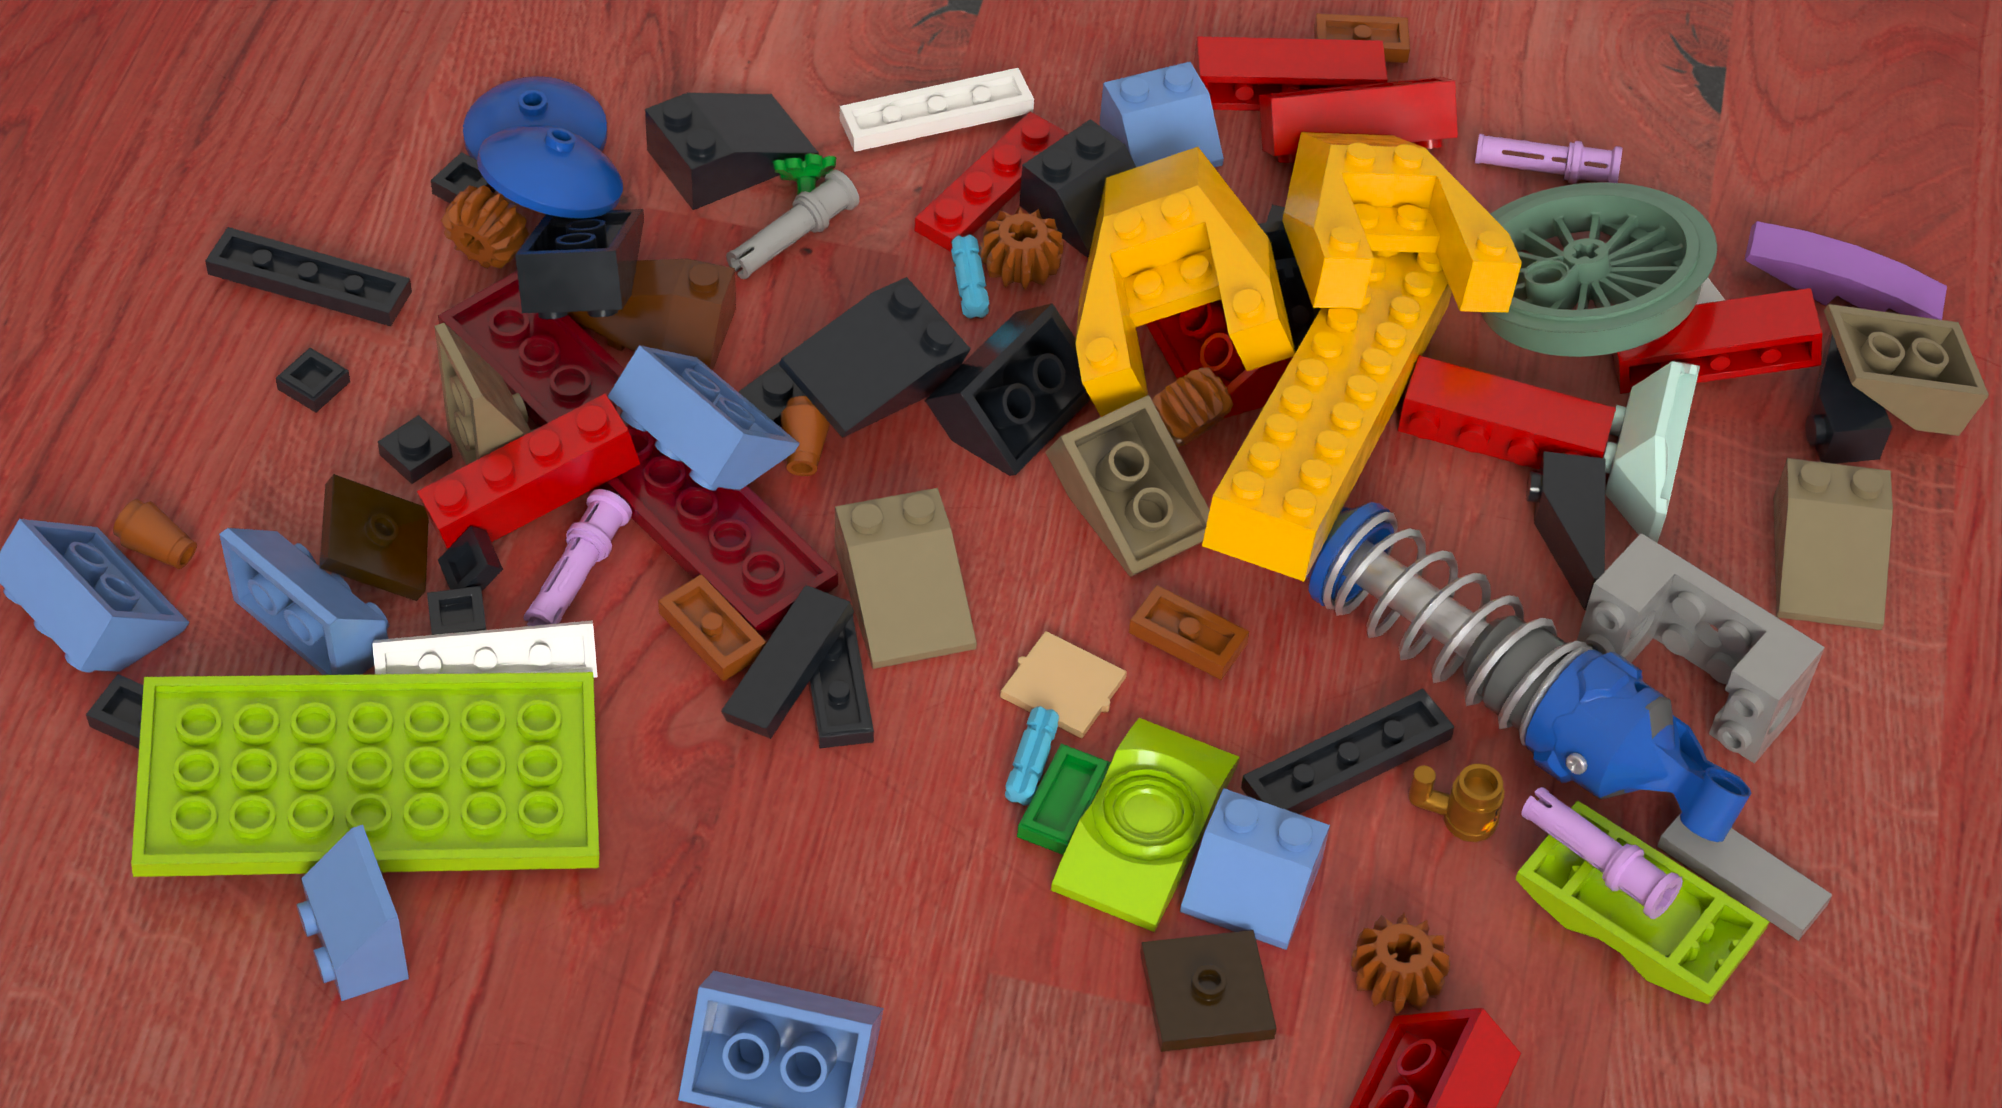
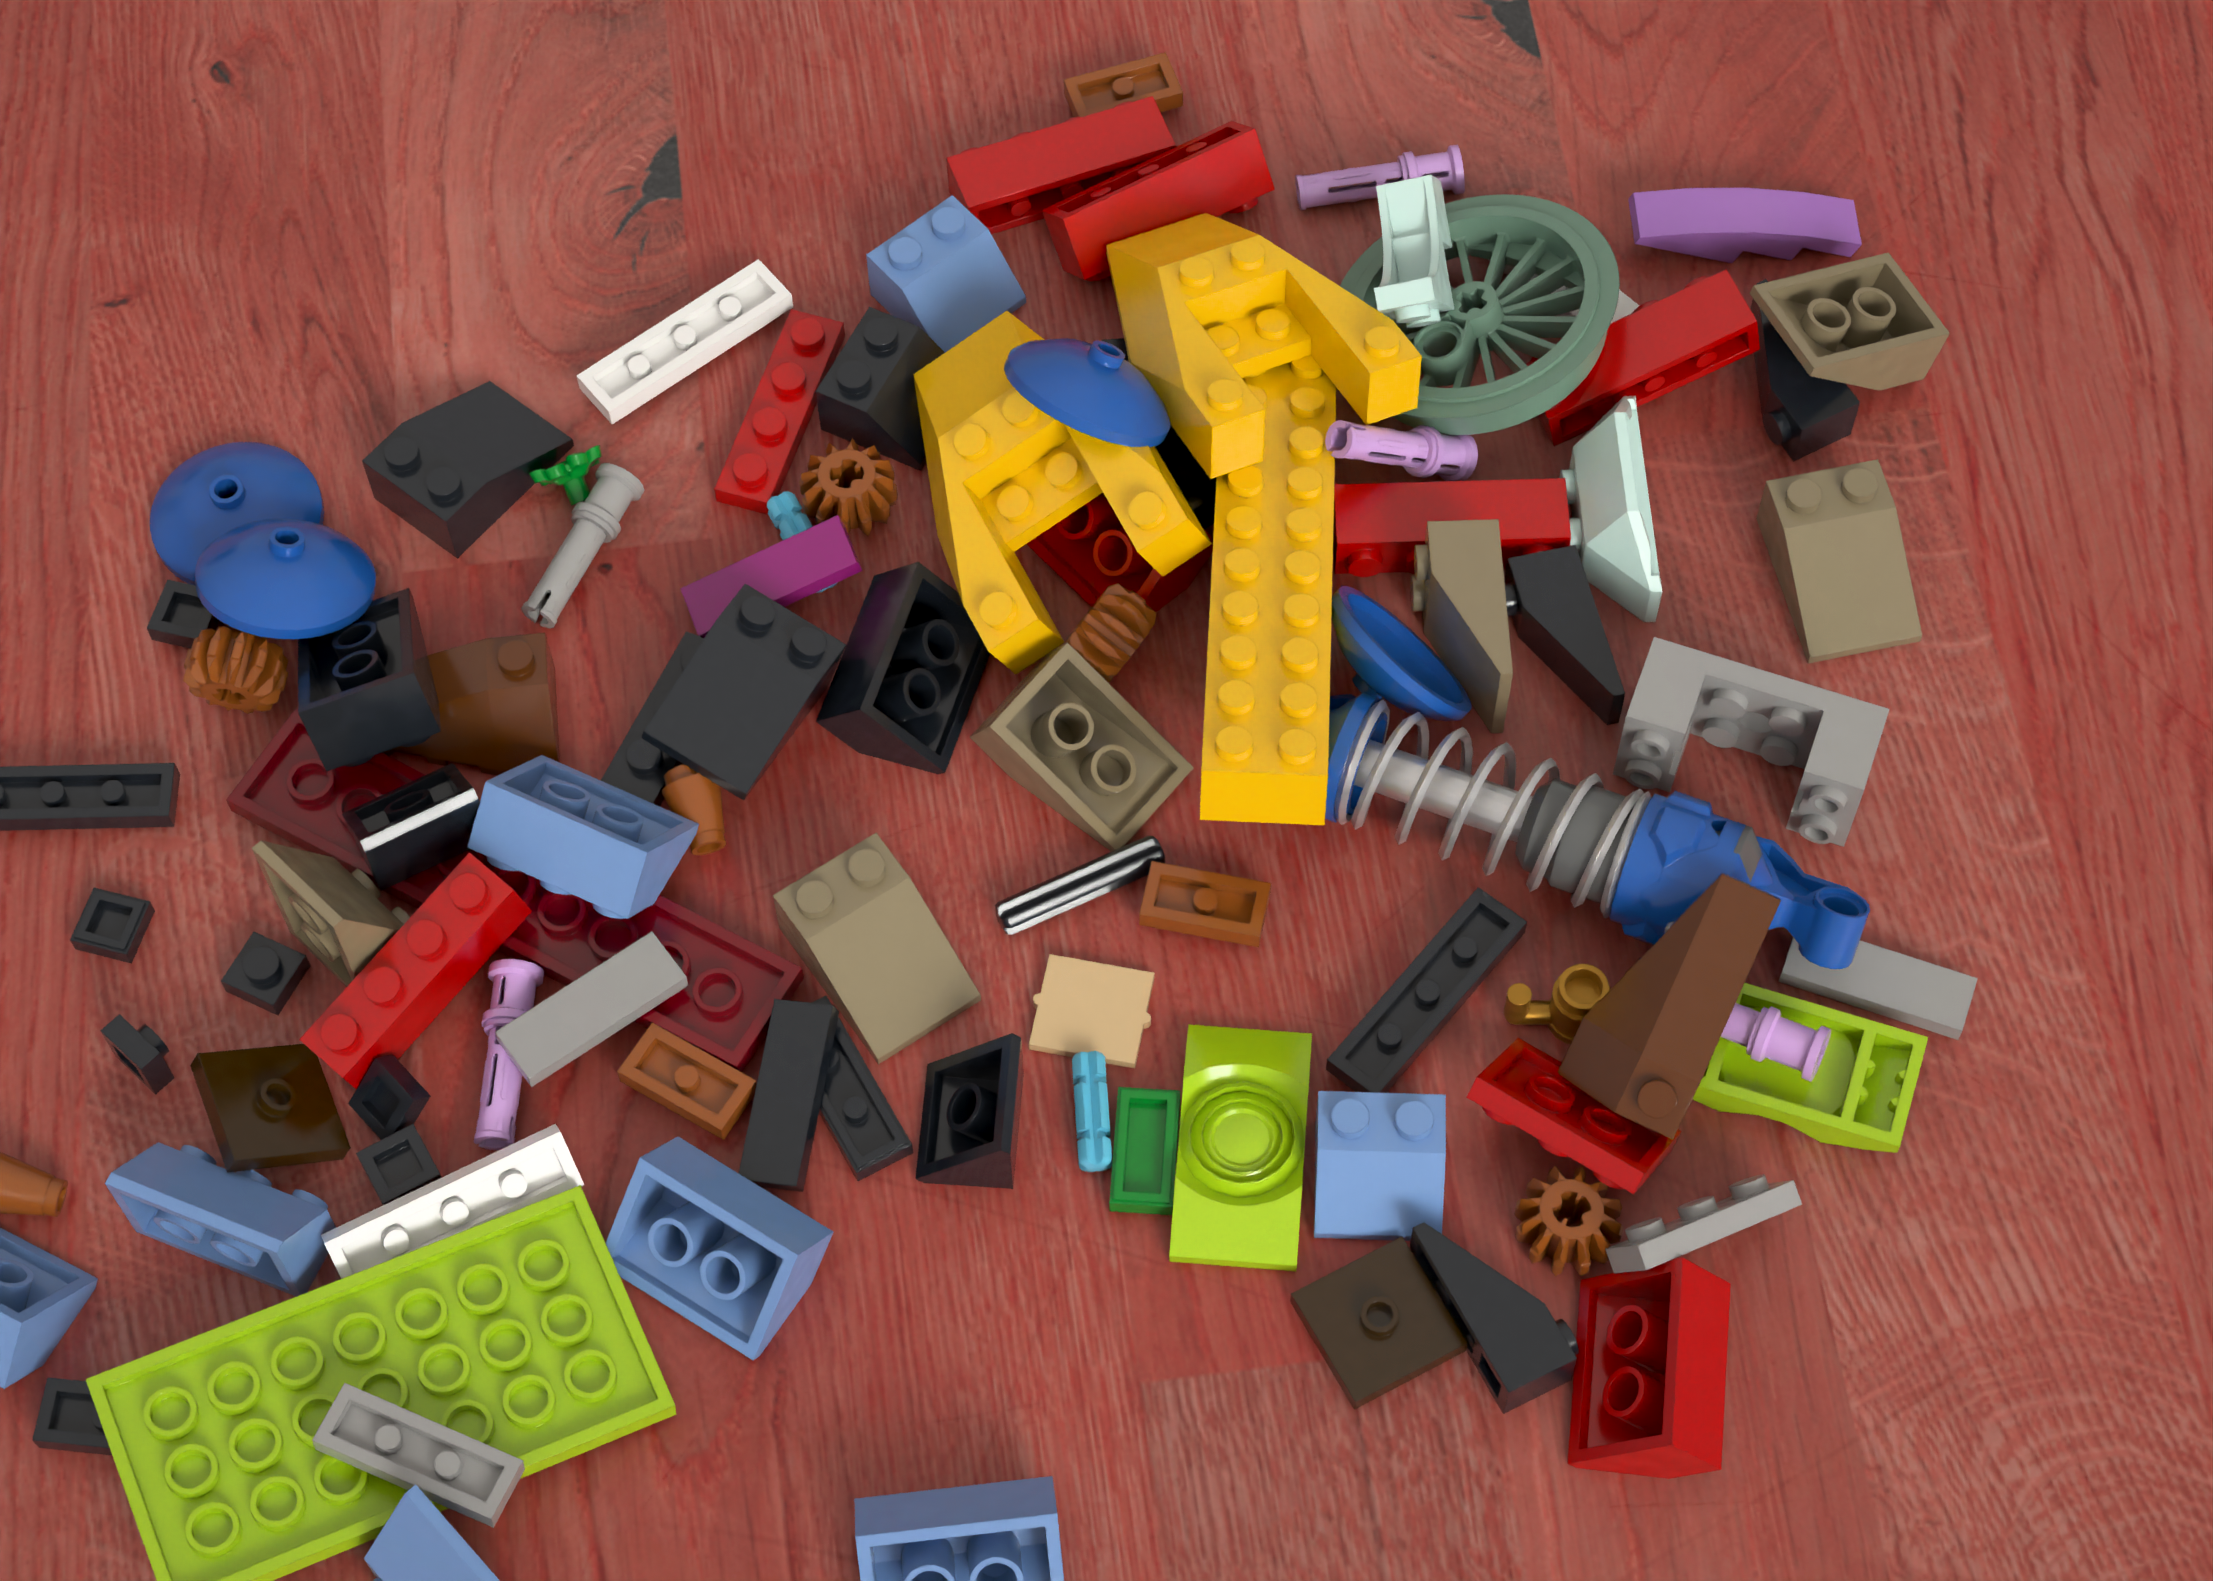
camera: 15 degrees left, 10 degrees up
(292, 470) = (140, 1052): none -> black plate
(394, 826) = (420, 1452): none -> light grey plate
(571, 375) = (415, 825): none -> black slope
(656, 546) = (591, 1009): none -> light grey tile
(681, 751) = (714, 1245): none -> medium blue slope
(934, 726) = (972, 1116): none -> black slope
(951, 286) = (781, 572): none -> magenta tile
(1088, 587) = (1078, 885): none -> axle
(1239, 208) = (1089, 390): none -> blue dish
(1313, 1024) = (1506, 1328): none -> black slope
(1416, 493) = (1394, 660): none -> blue dish
(1435, 881) = (1529, 1093): none -> red plate
(1493, 474) = (1465, 610): none -> dark tan slope
(1501, 353) = (1419, 451): none -> lavender pin
(1515, 996) = (1702, 1223): none -> light grey plate
(1540, 822) = (1661, 1022): none -> reddish brown wedge
(1553, 191) = (1414, 259): none -> light aqua arch

